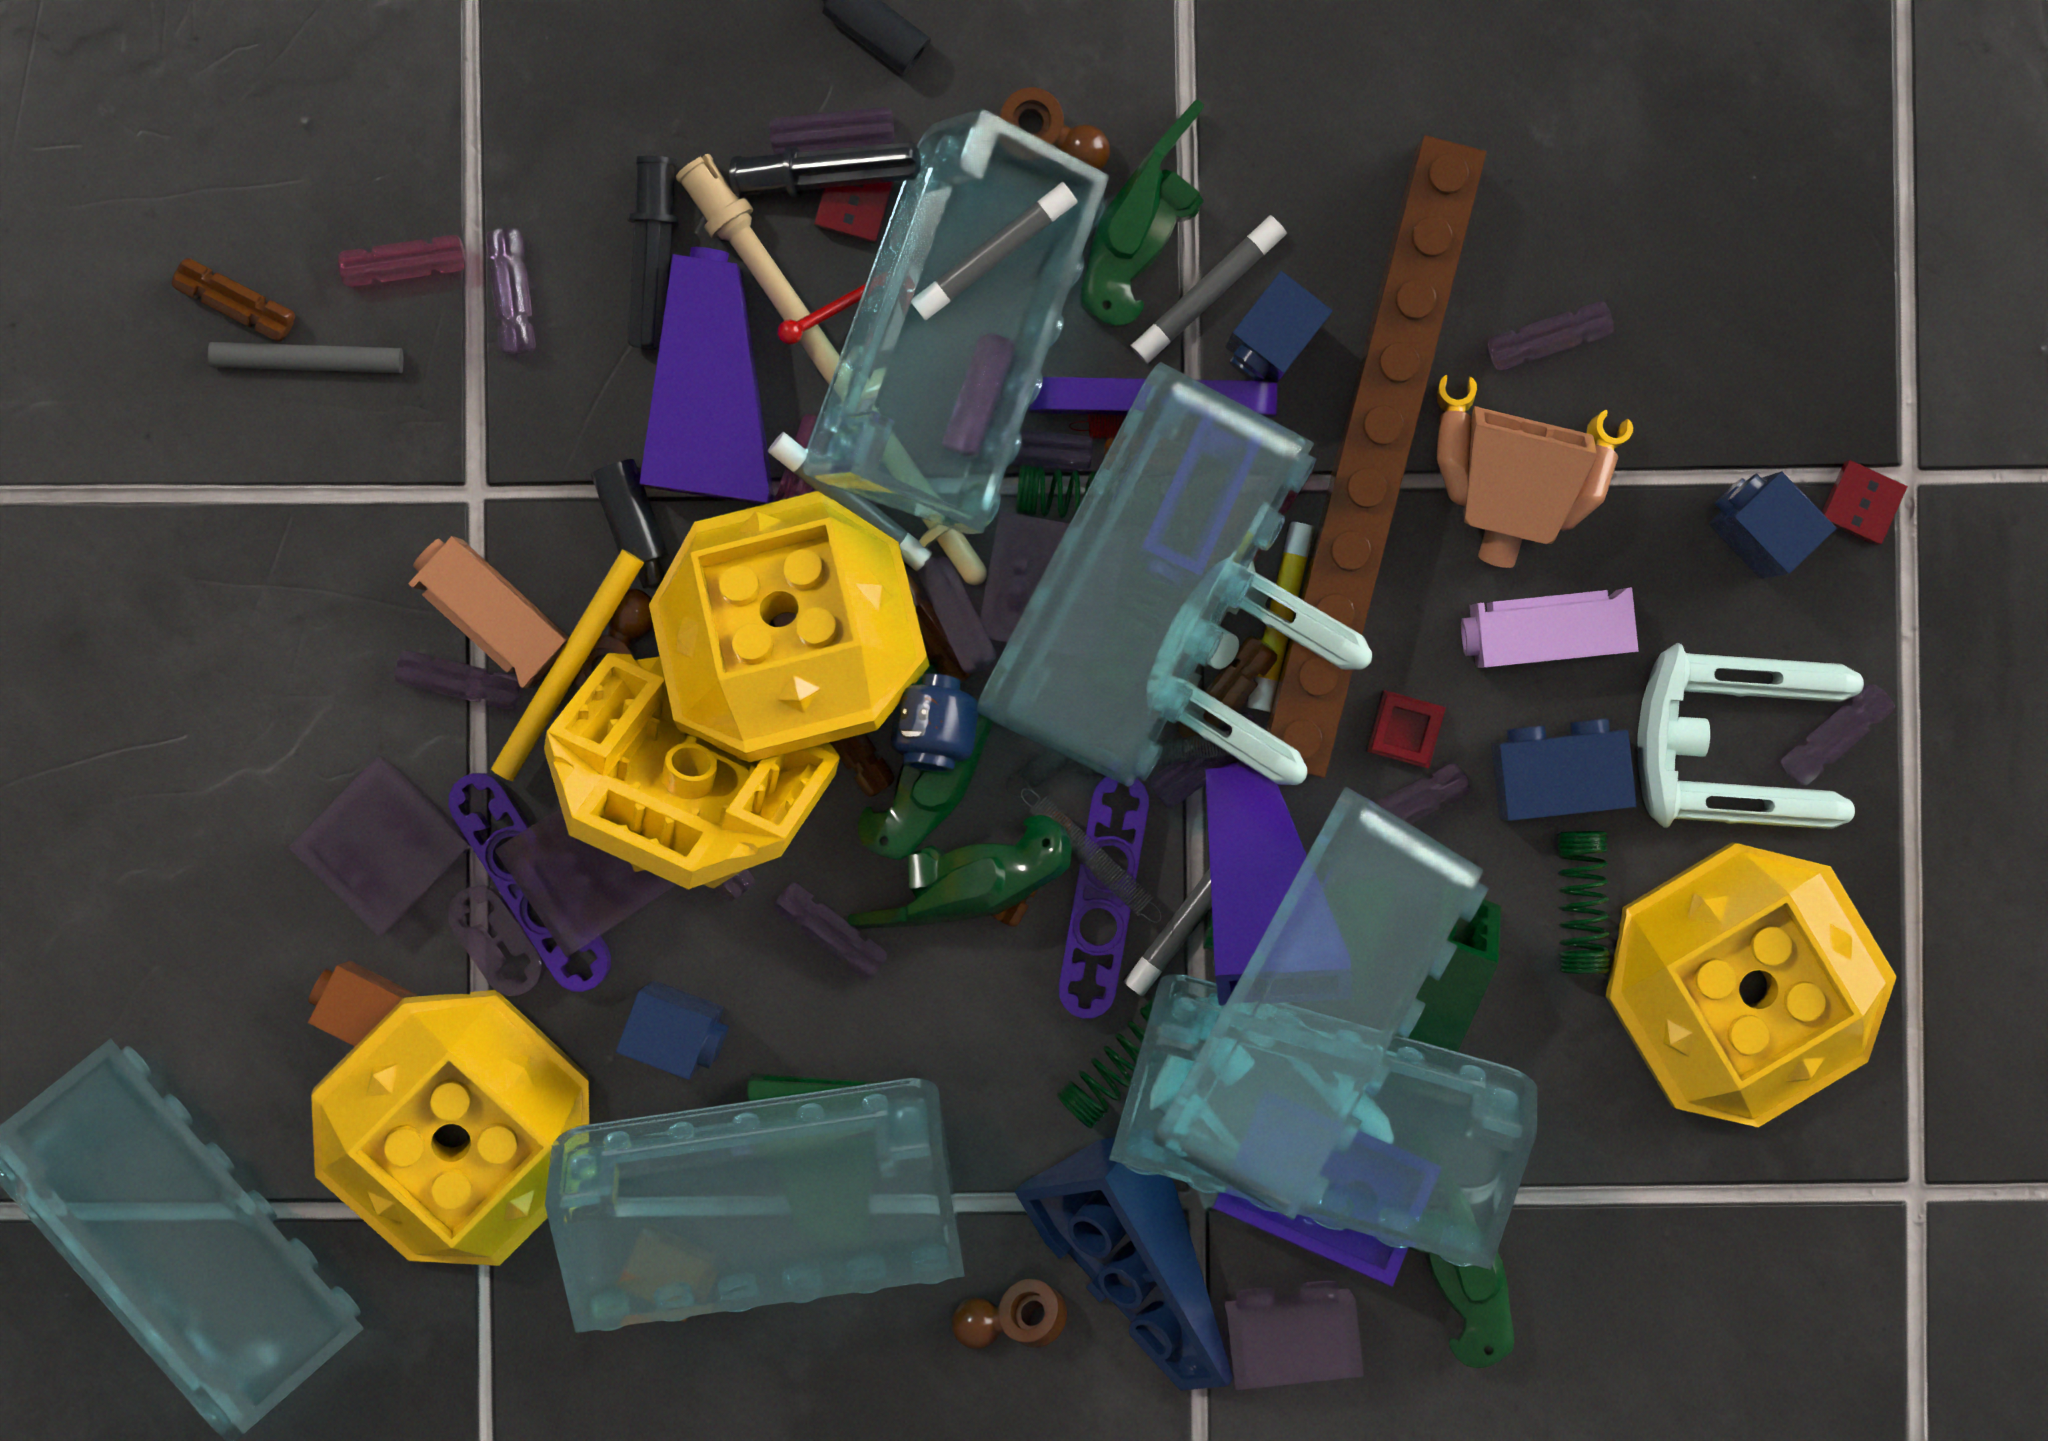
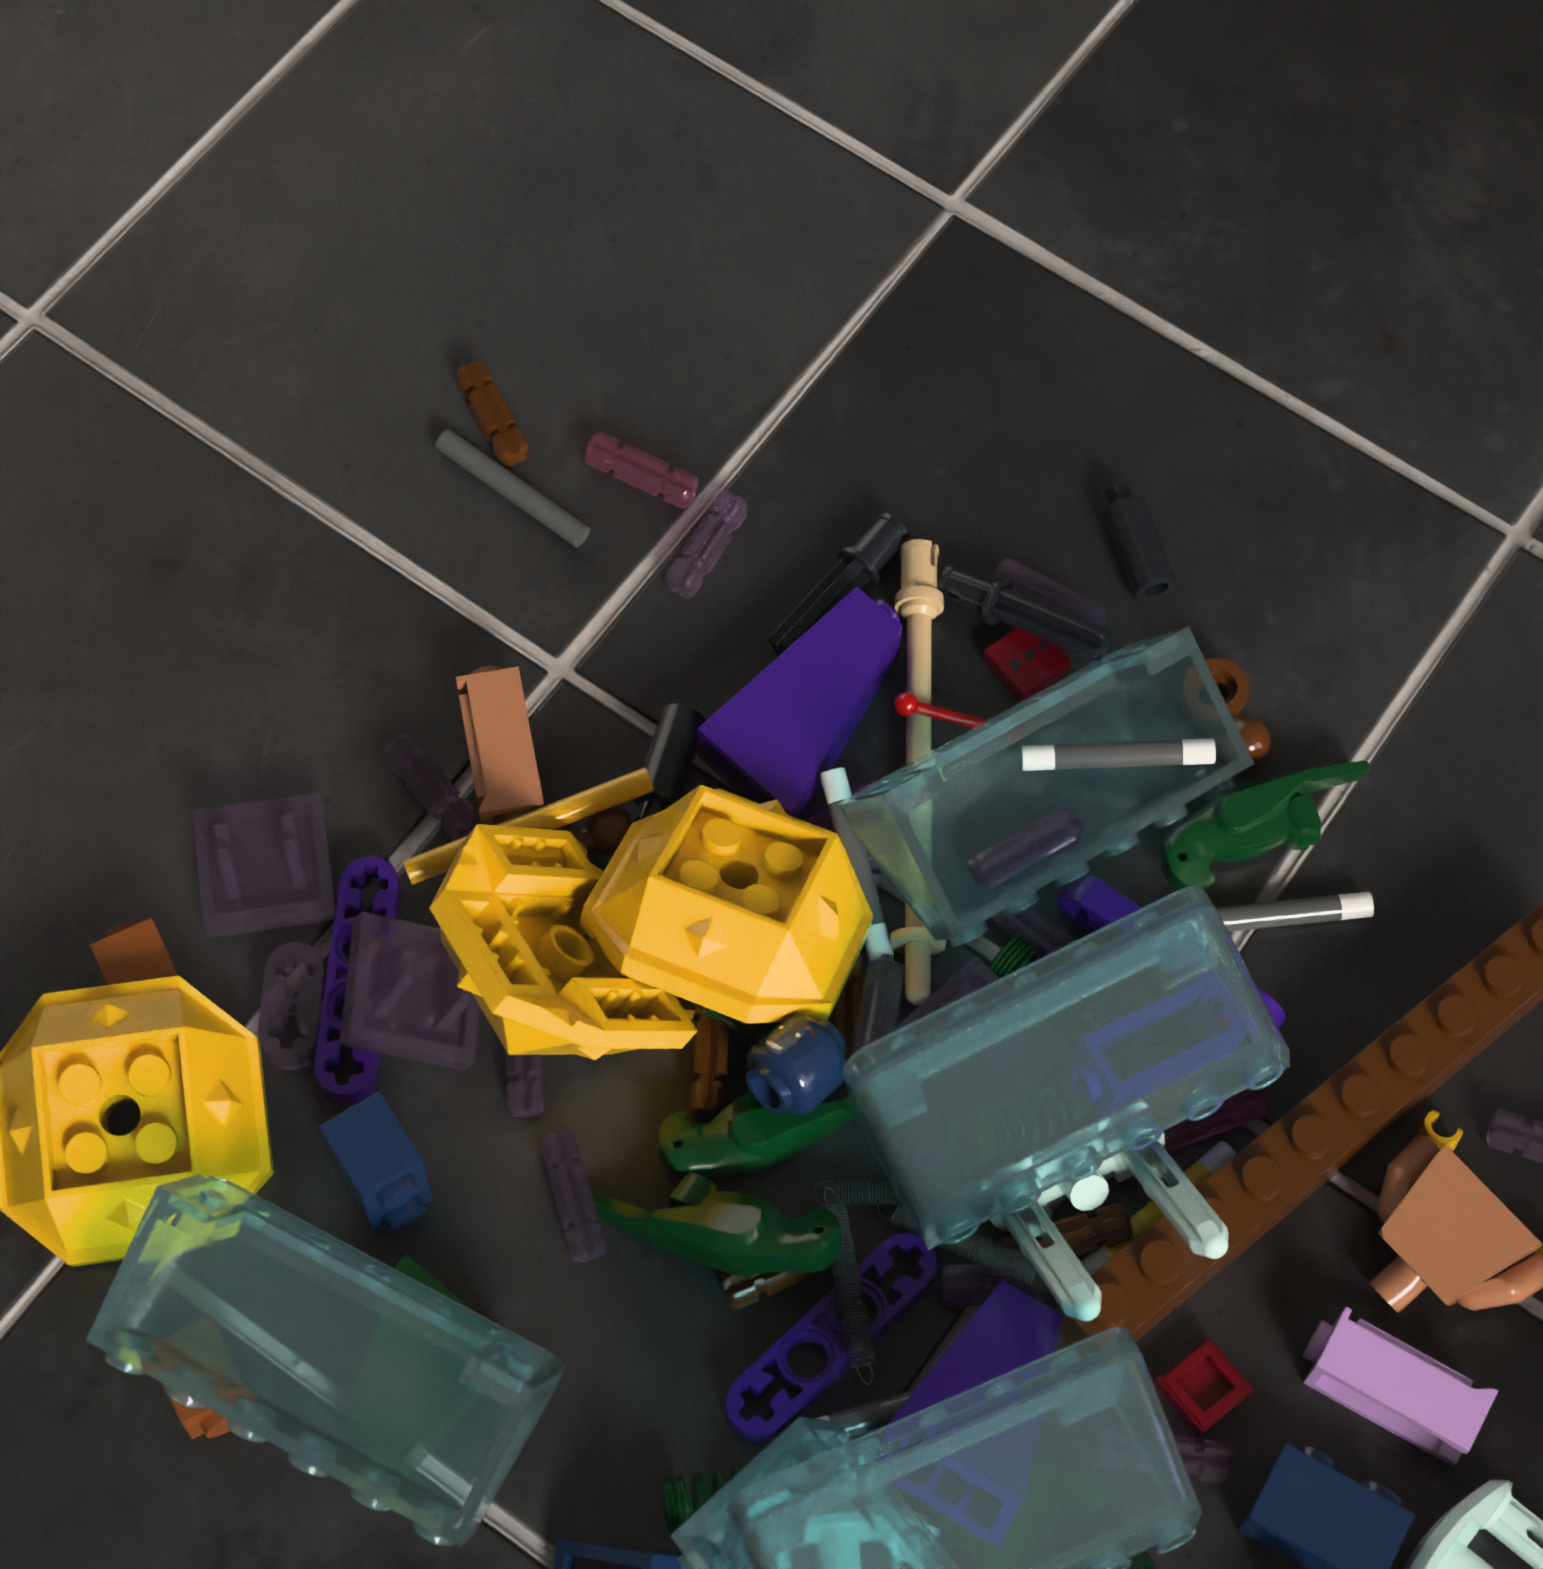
camera: 30 degrees right, 25 degrees down
(1276, 330) = (1318, 964): dark blue brick -> none

